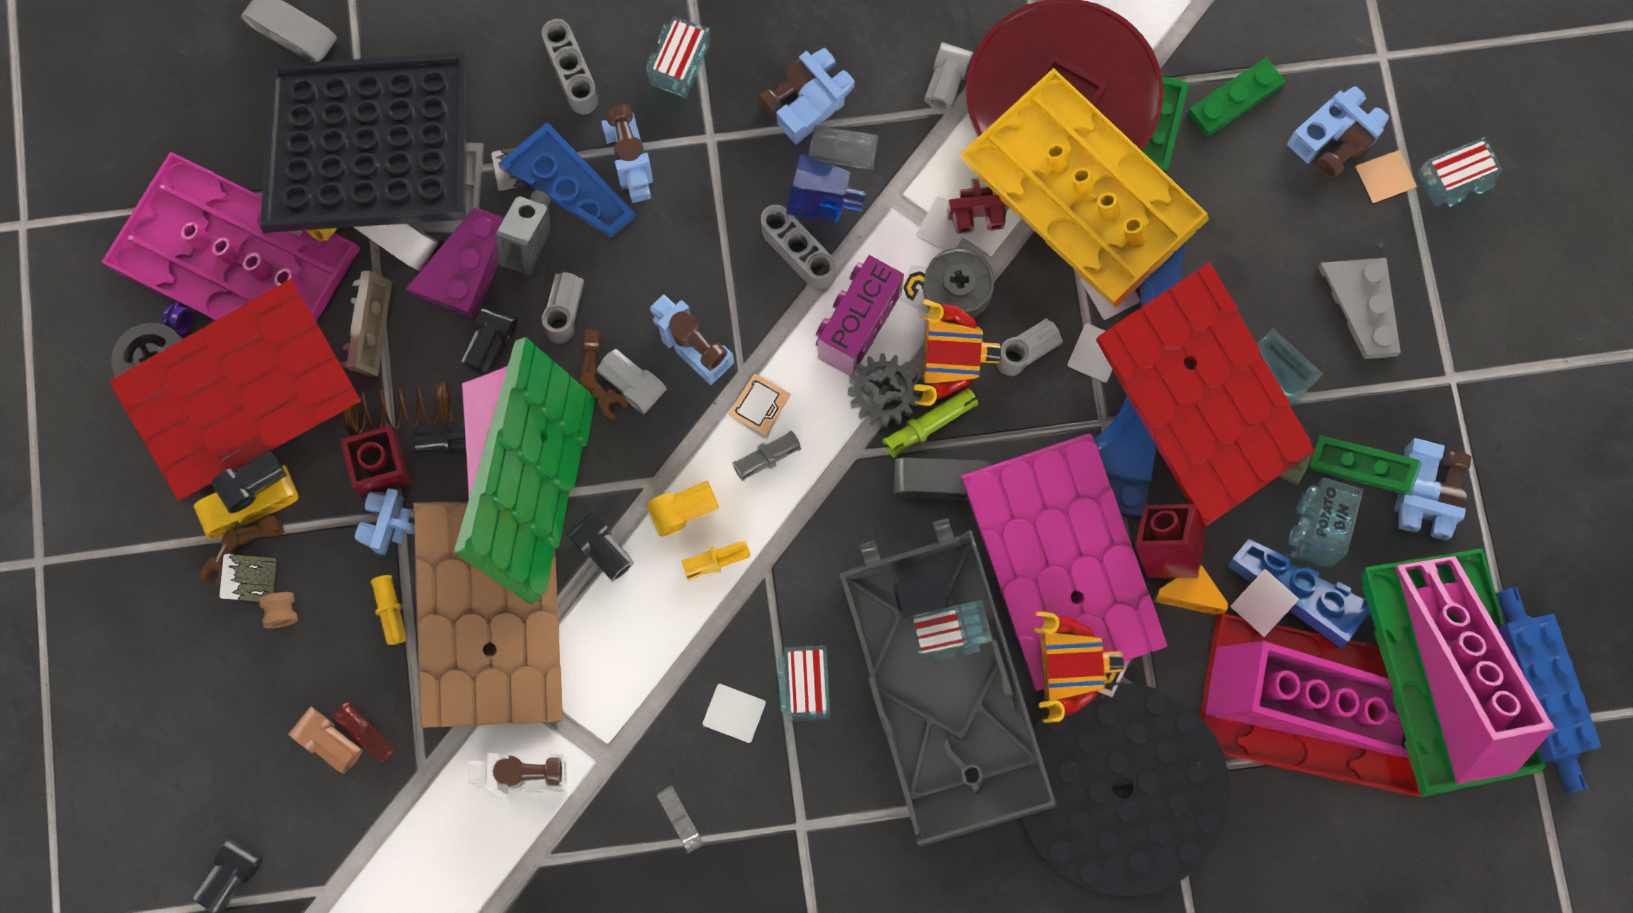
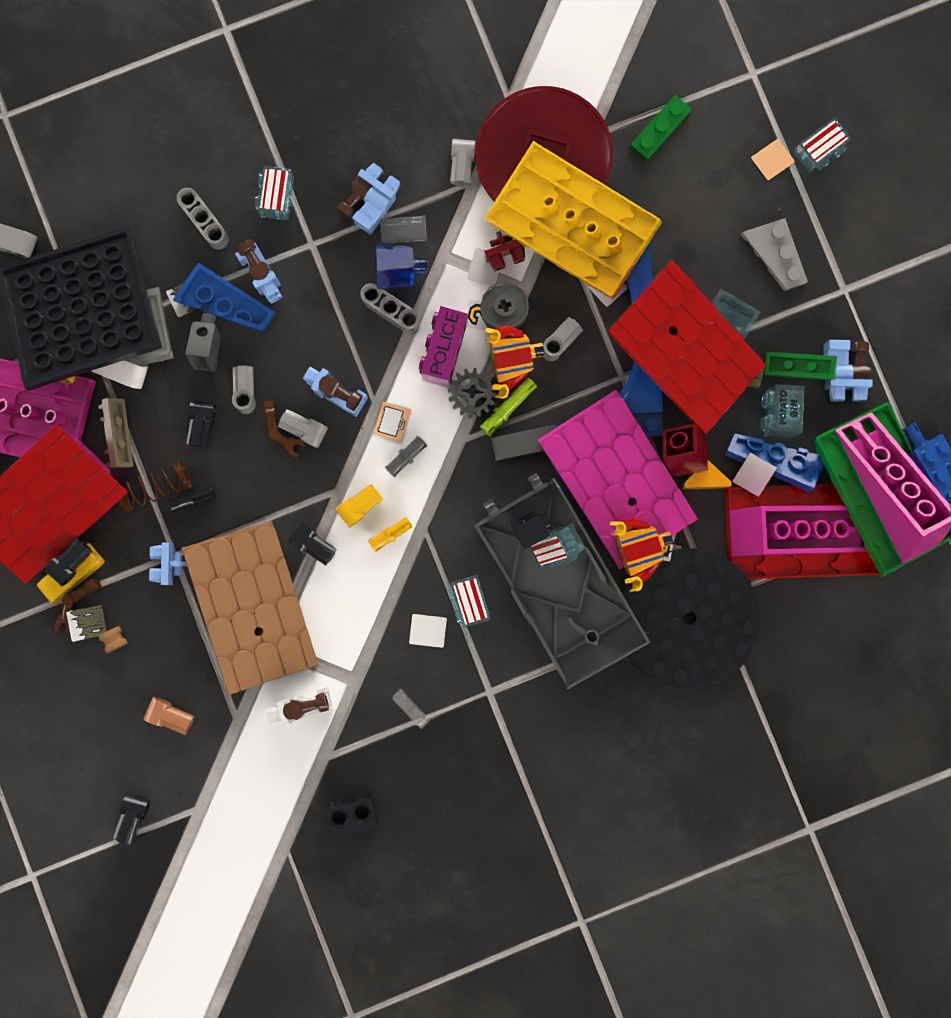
camera: 15 degrees left, 10 degrees up
(363, 732) = (191, 704): clear red axle -> none
(376, 461) = (149, 526): dark red head -> none
(389, 609) = (185, 621): yellow axle -> none
(462, 266) = (169, 378): magenta wedge -> none
(521, 464) = (246, 506): green piece -> none
(1088, 356) = (600, 327): white sticker -> none
(1163, 139) = (618, 172): green plate -> none
(1346, 124) = (735, 129): light blue hips -> none

